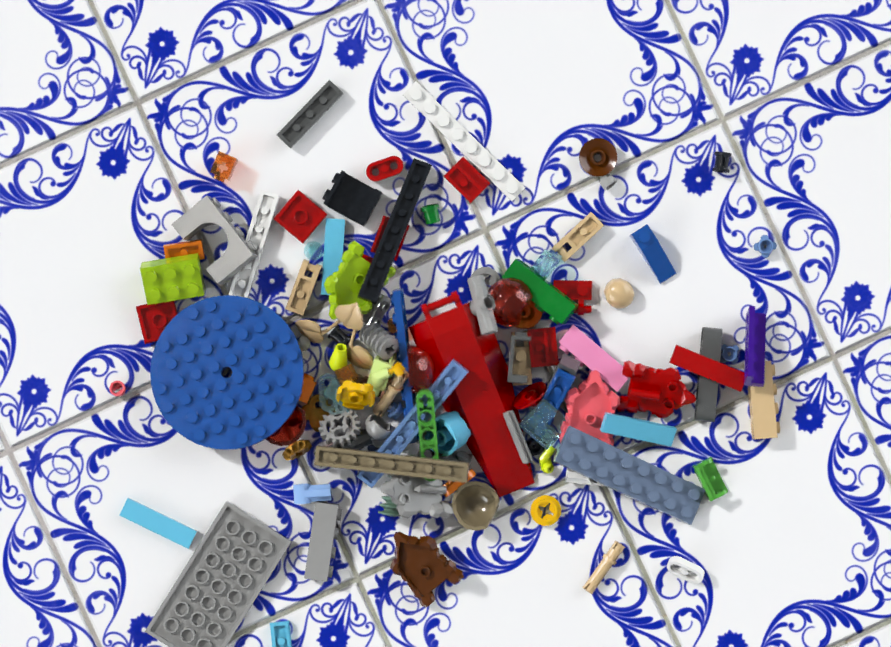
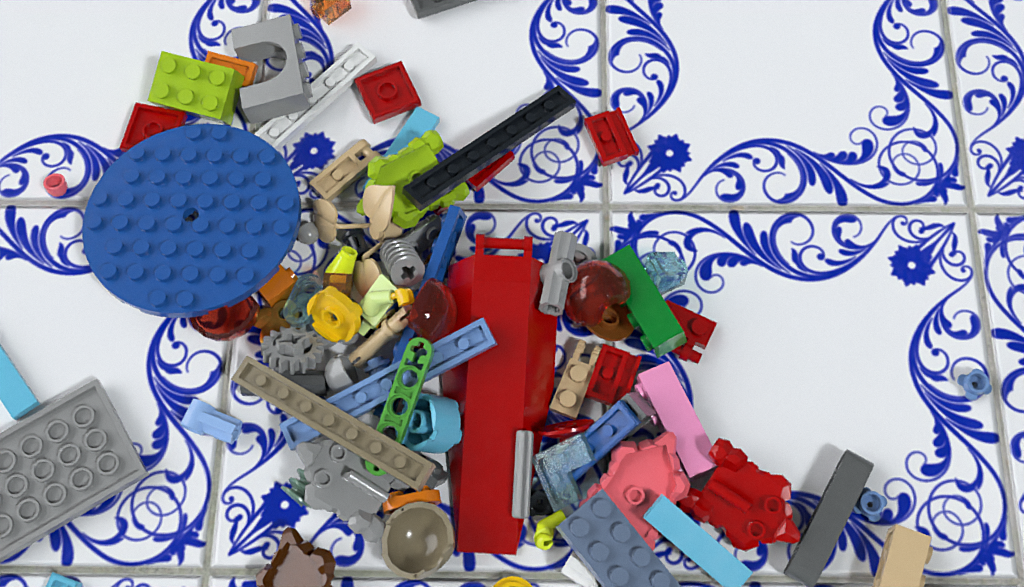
camera: 30 degrees right, 20 degrees down
(296, 449) = (230, 354): pearl gold gear -> none
(313, 250) = (382, 136): clear light blue plate -> none
(322, 540) = (186, 492): light grey brick -> none
(352, 198) = (460, 98): black panel -> none
(384, 167) = (517, 83): red plate -> none
(430, 213) = (547, 153): green piece -> none
(464, 141) = (630, 98): white plate -> none
(516, 378) = (555, 386): dark grey panel -> none
(578, 236) = (723, 261): tan plate -> none
(598, 147) = (791, 169): reddish brown dish -> none
(607, 181) = (790, 214): light grey hinge -> none
(619, 293) = (747, 356): tan hair -> none
(653, 253) = (815, 323): blue slope -> none
(707, 368) = (836, 505): red tile -> none
(721, 162) = (953, 253): black bush -> none
(754, 348) = (913, 508): dark purple fence -> none

